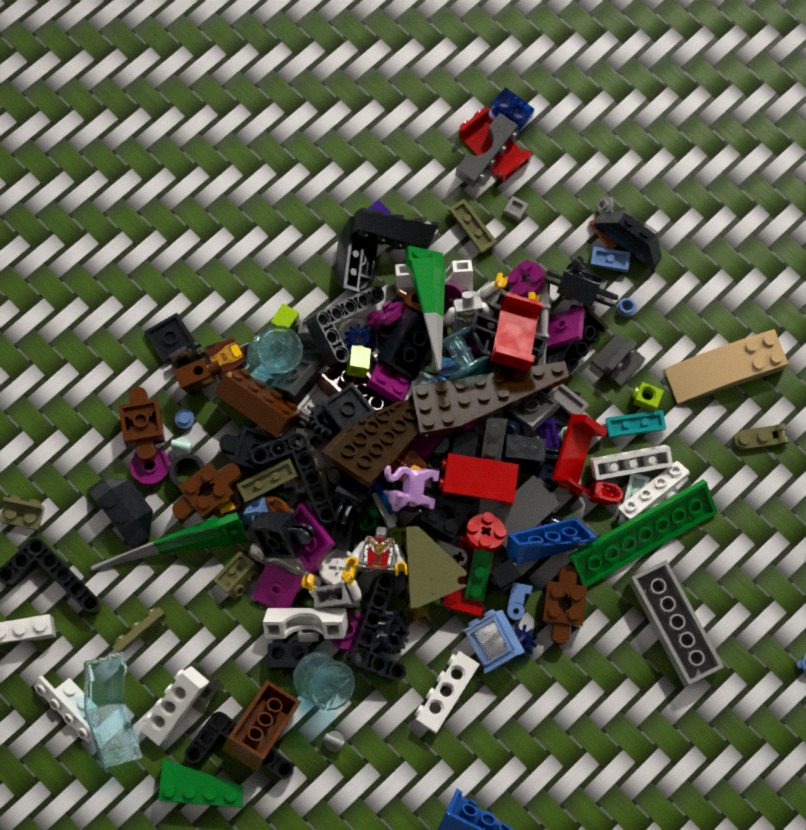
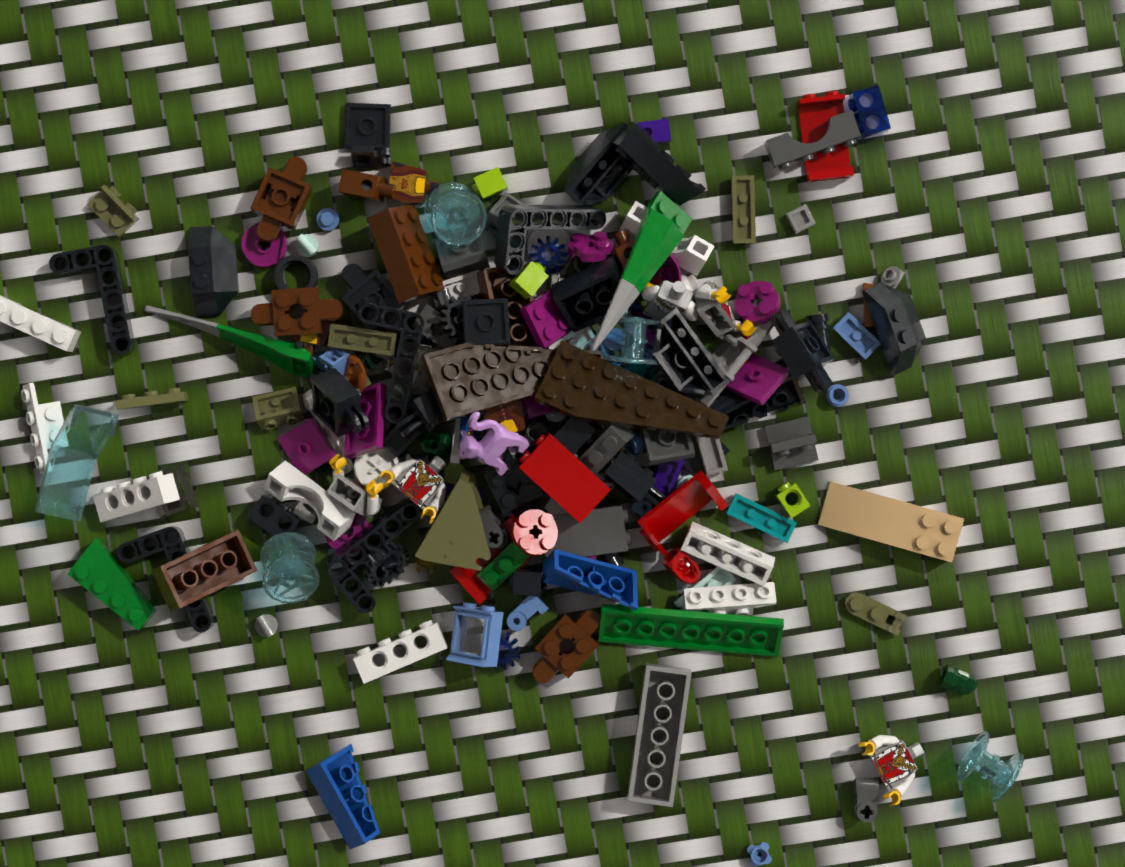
camera: 35 degrees right, 15 degrees up
(516, 331) = (700, 356): panel -> none

